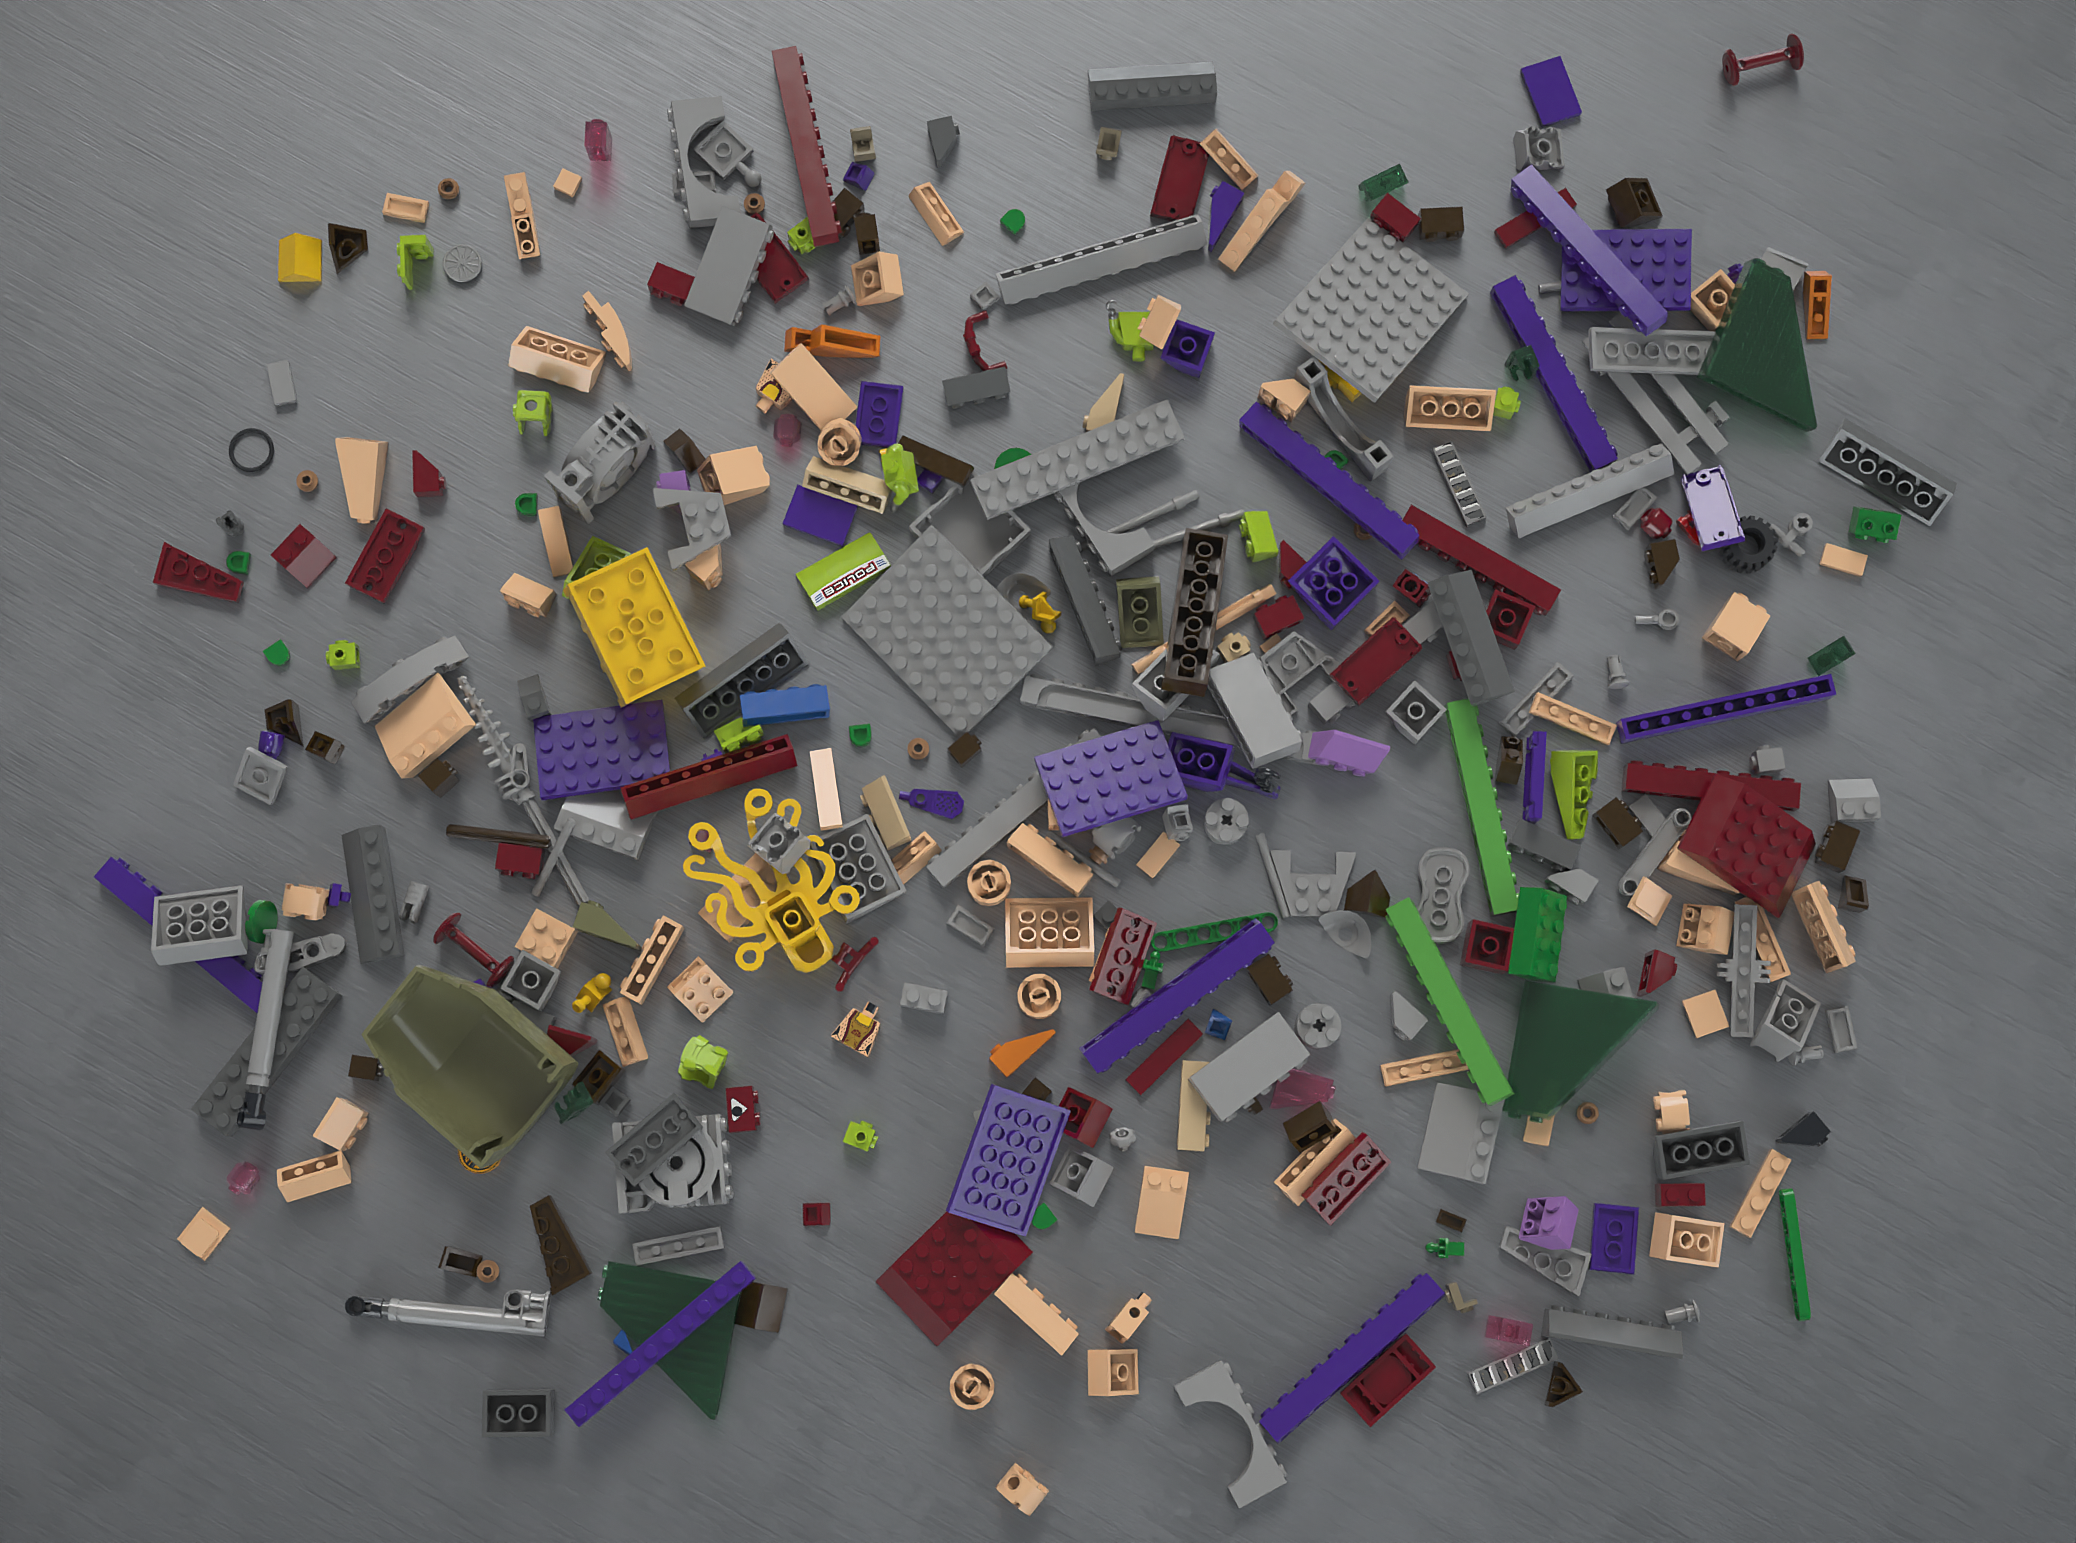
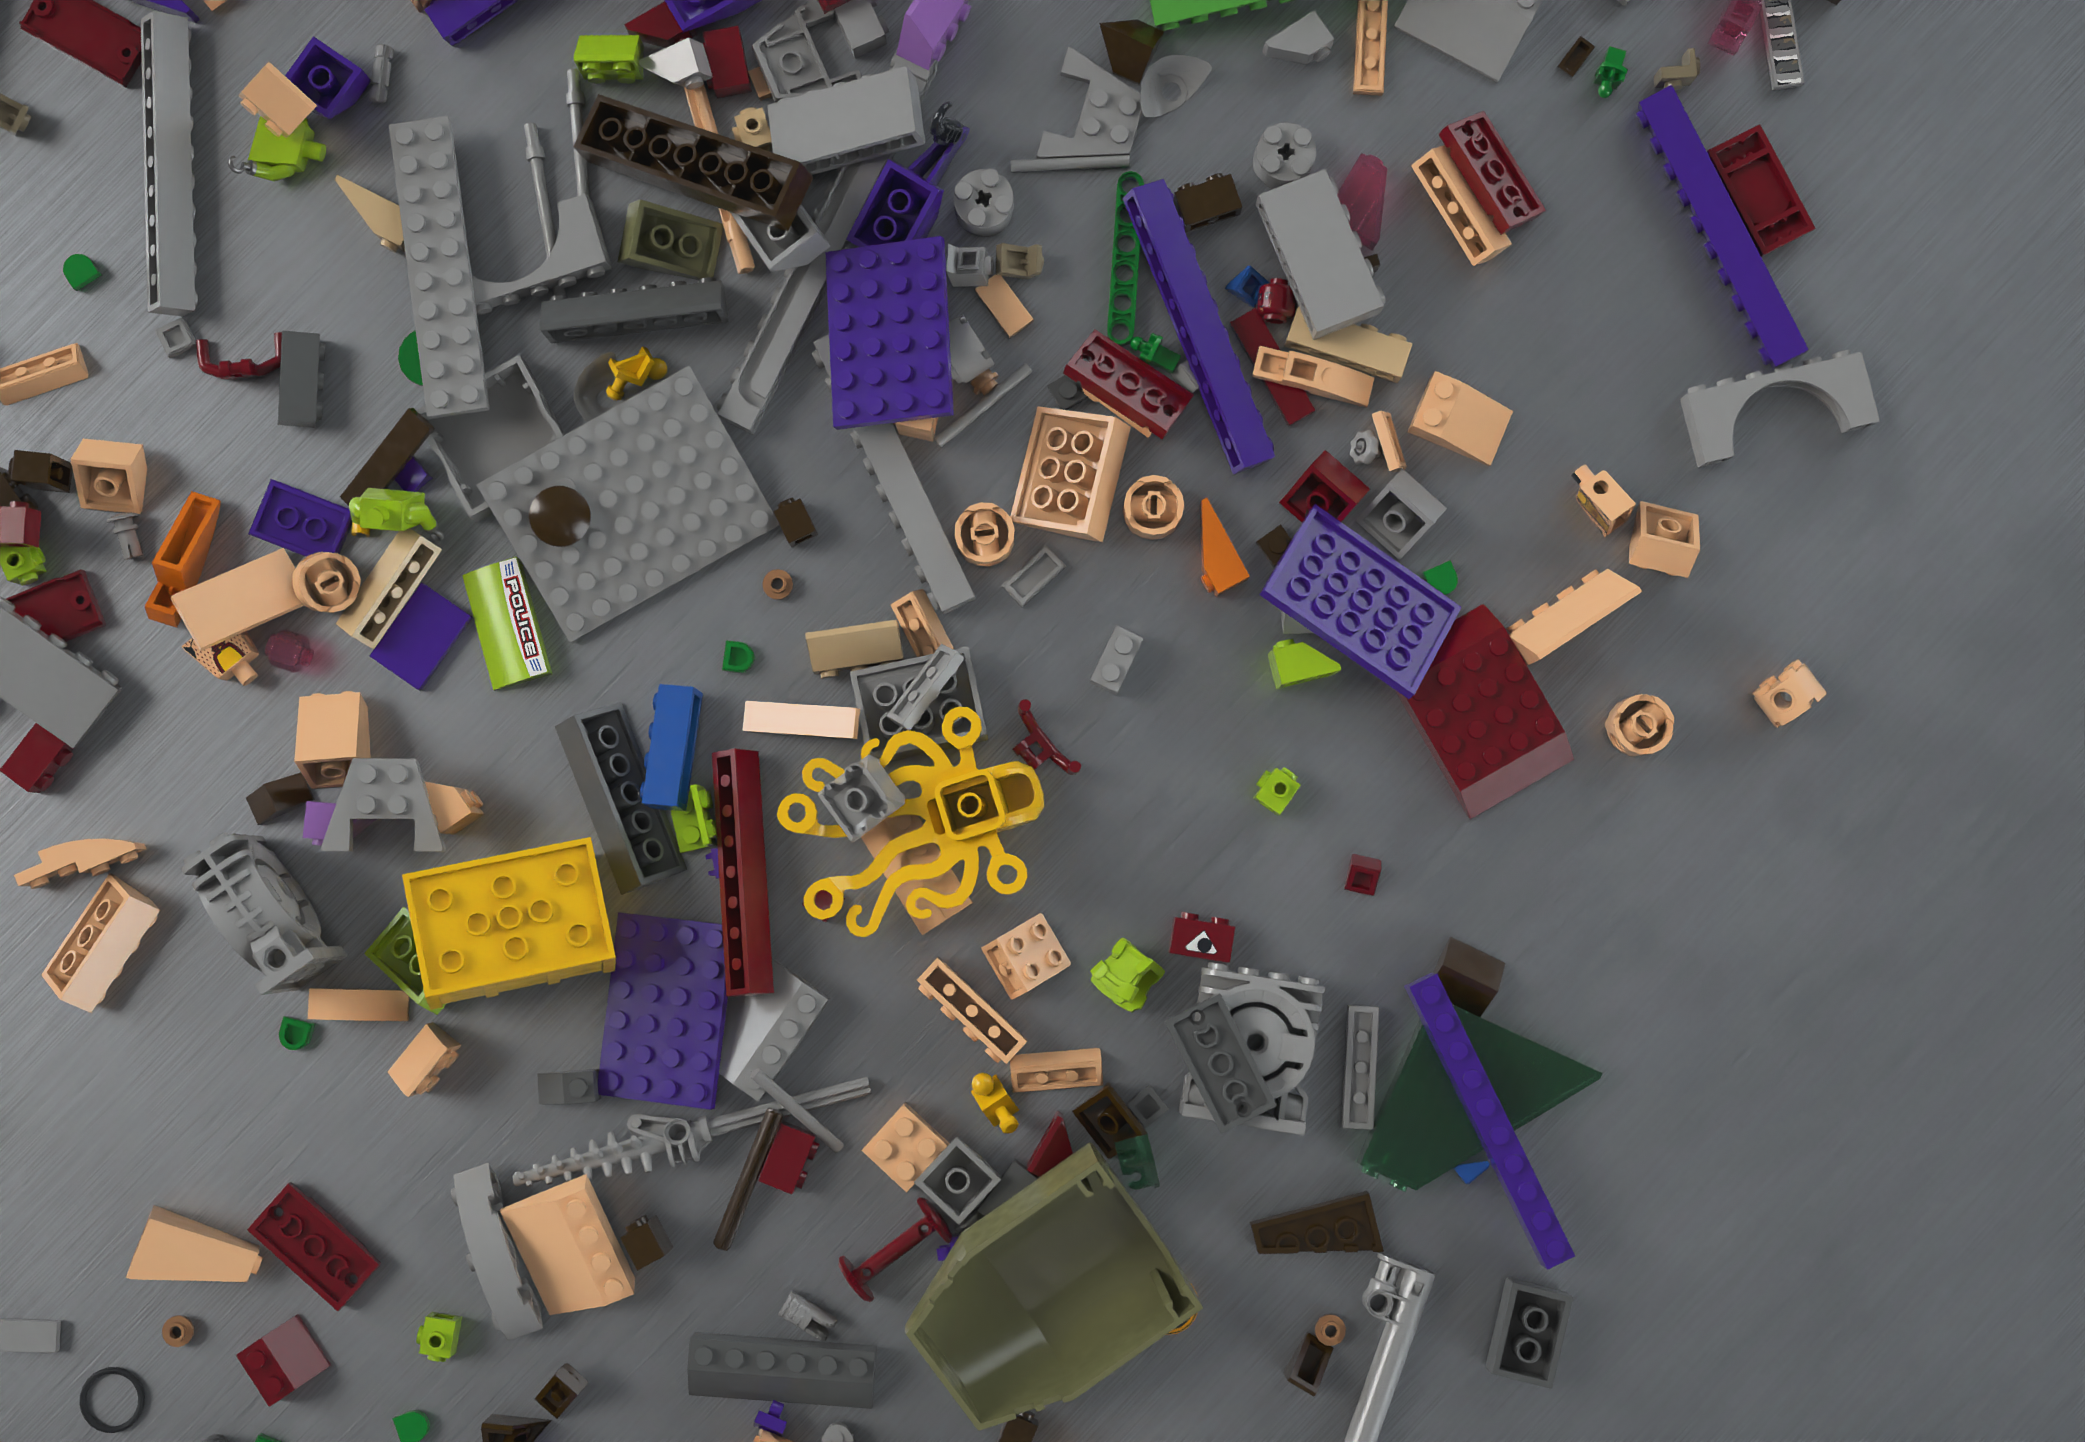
camera: 75 degrees left, 5 degrees up
(426, 477) = (219, 1163): dark red slope -> none
(541, 413) = (171, 981): lime piece -> none
(598, 923) = (903, 1069): olive slope -> none
(859, 1029) = (1135, 756): torso -> none
(868, 868) = (925, 687): none -> light grey plate
(924, 587) = (559, 516): none -> dark brown dish
(931, 801) = (851, 585): dark purple piece -> none
(953, 1127) = (1299, 663): none -> lime slope
(1049, 859) = (975, 446): light nougat slope -> none
(1131, 1153) = (1389, 441): none -> light nougat tile
(1163, 1086) = (1313, 374): none -> light nougat slope
(1191, 857) = (1019, 261): none -> dark tan bracket
(1205, 383) = (380, 73): none -> light grey axle
(1210, 1046) = (1276, 301): none -> dark red head
(1264, 586) = (680, 63): none -> slope
(1310, 1127) = (1414, 199): dark brown brick -> none

